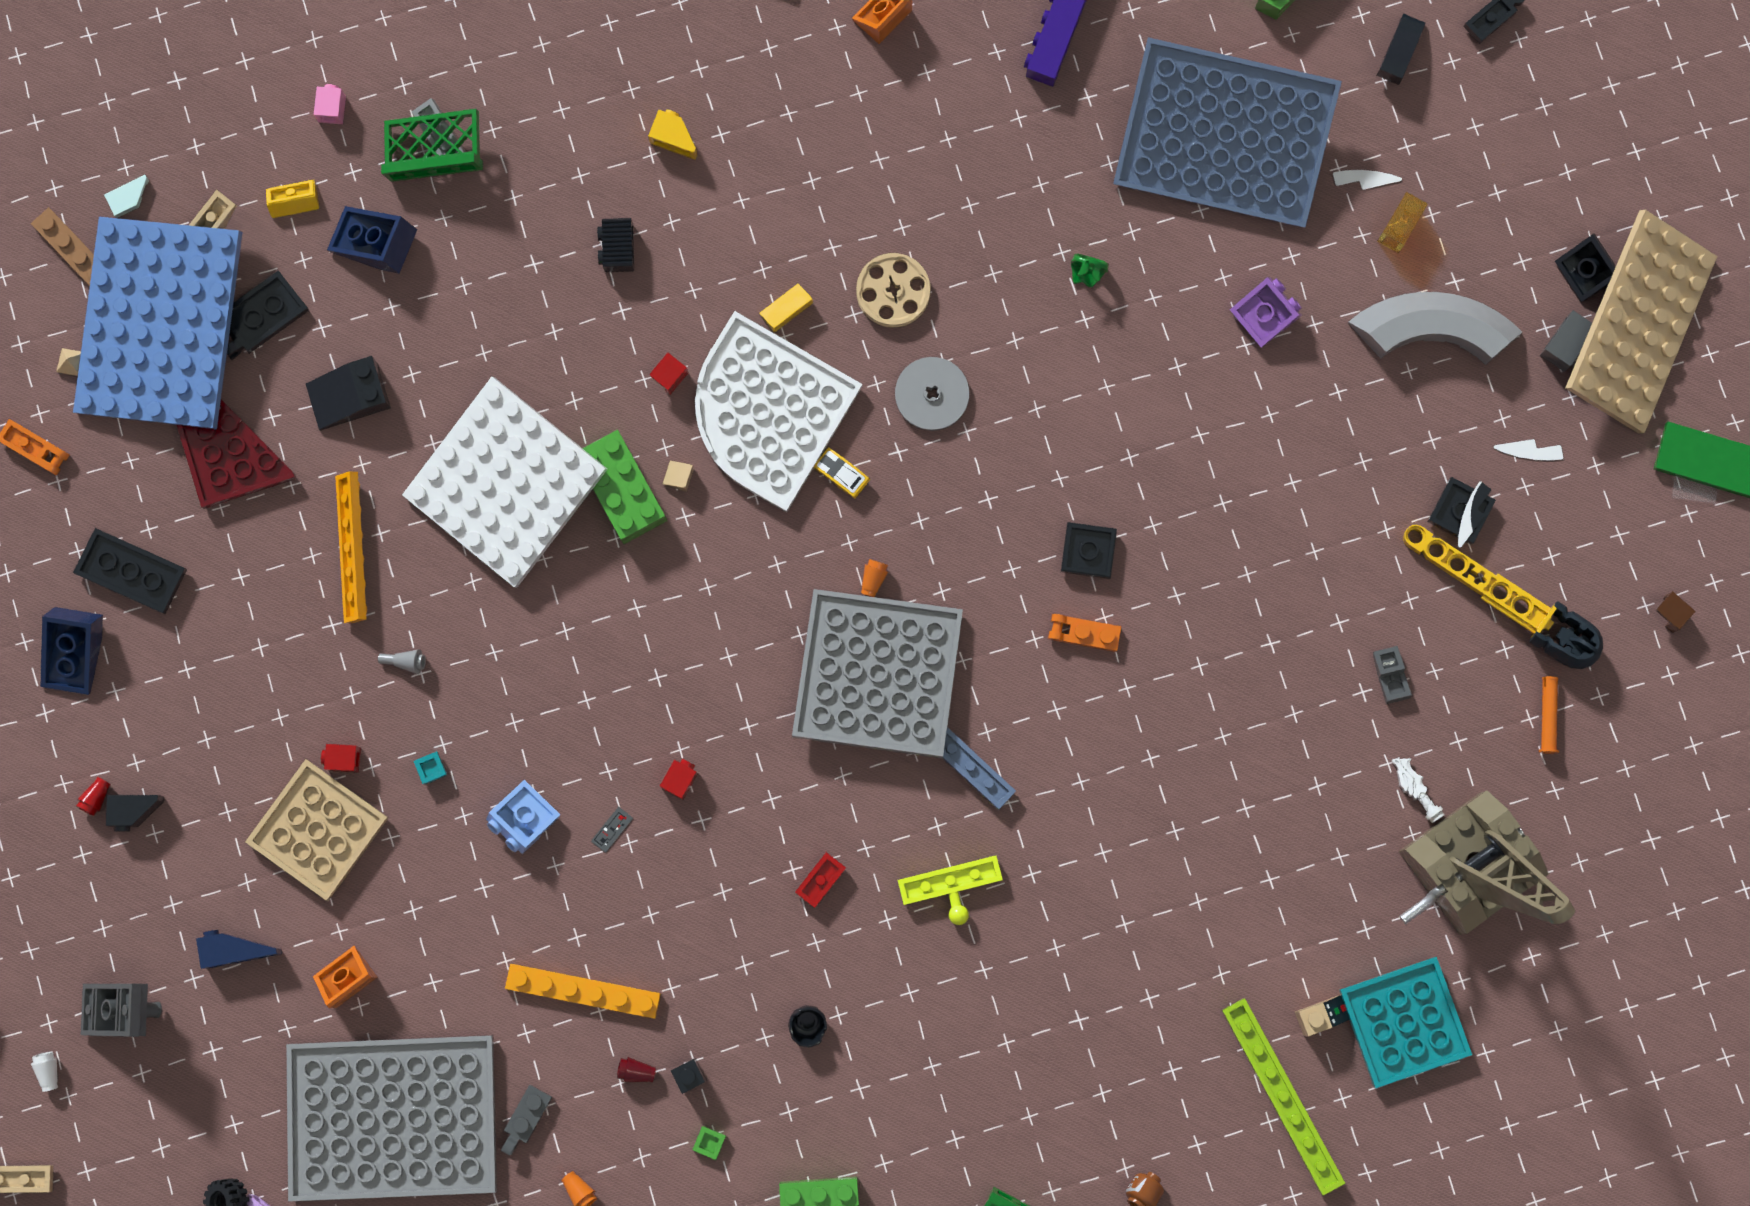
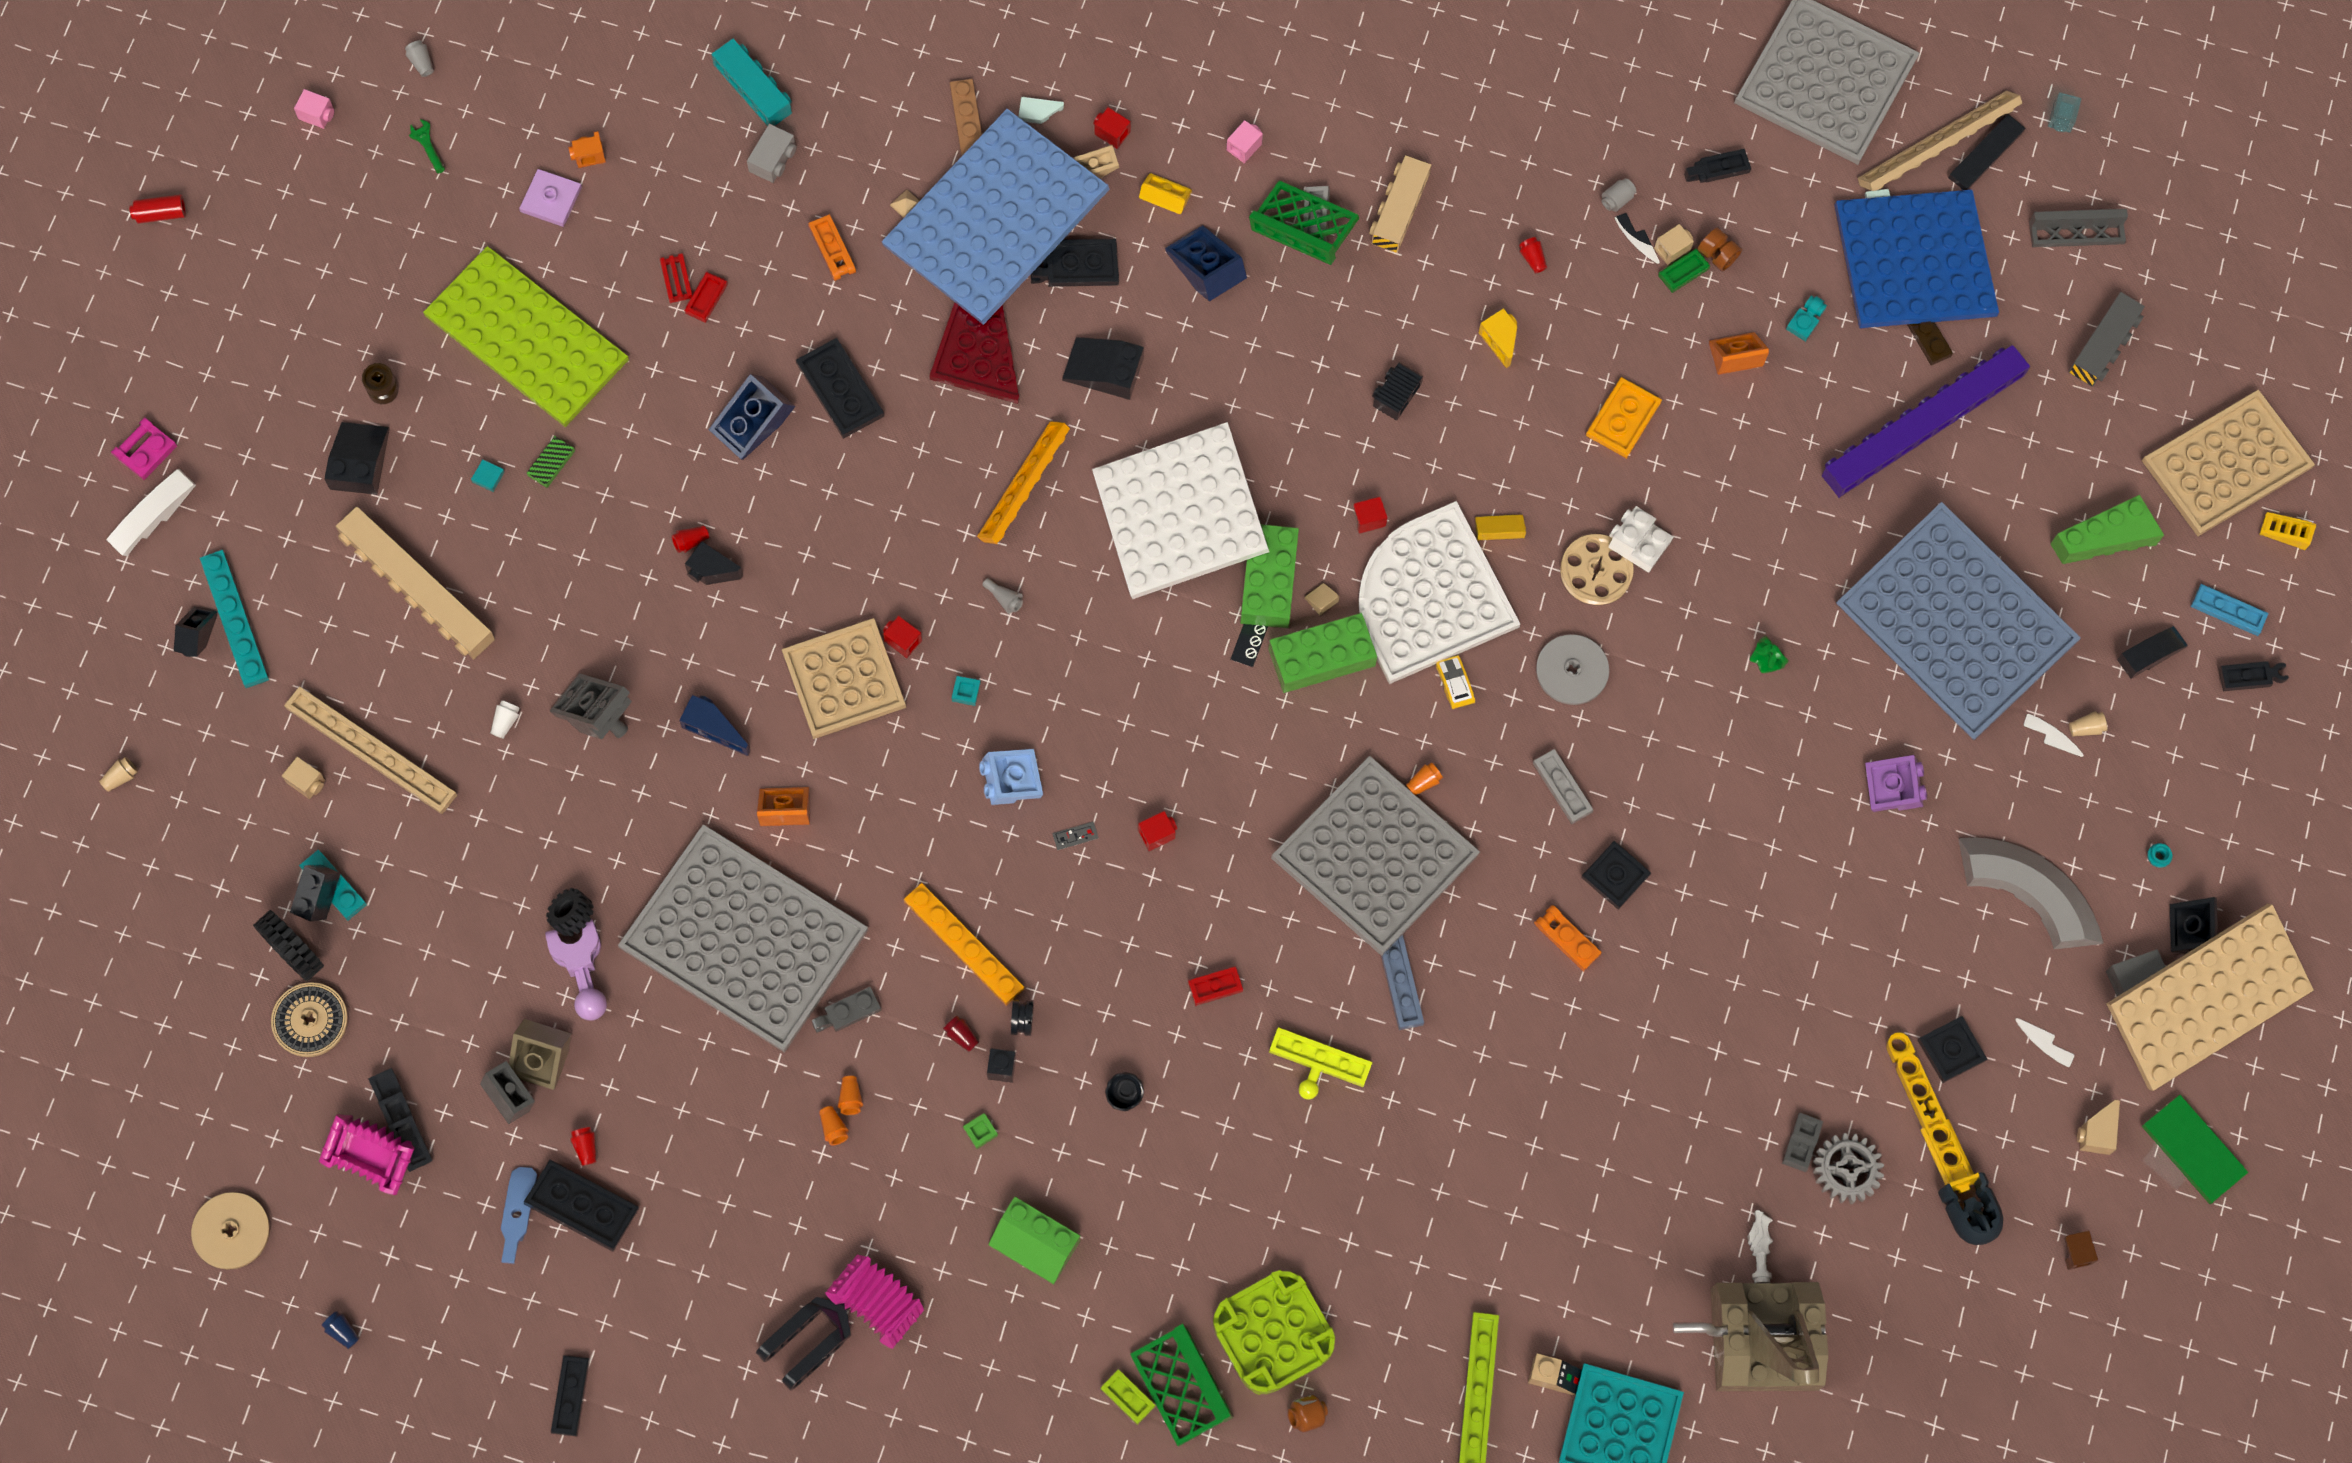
camera: 30 degrees right, 10 degrees down
(204, 170) = (1112, 127): none -> red brick
(505, 71) = (1401, 203): none -> tan brick
(643, 558) = (1249, 644): none -> black sticker
(651, 41) = (1533, 253): none -> red cone
(677, 1022) = (1022, 1018): none -> black wheel
(712, 525) = (1322, 653): none -> bright green brick
(825, 137) = (1623, 417): none -> light orange tile
(912, 239) = (1639, 539): none -> white plate
(993, 503) = (1563, 786): none -> light grey plate
(1070, 1143) = (1273, 1332): none -> lime plate
(1391, 148) = (2089, 725): none -> tan cone
(1402, 222) = (2059, 788): clear yellow brick -> none
(1451, 679) = (1870, 1167): none -> light grey gear
(1472, 515) = (1958, 1058): sticker -> none
(1521, 217) = (2162, 849): none -> teal plate
(1549, 715) = (1914, 1264): orange pin -> none
(1624, 496) = (2100, 1131): none -> tan slope

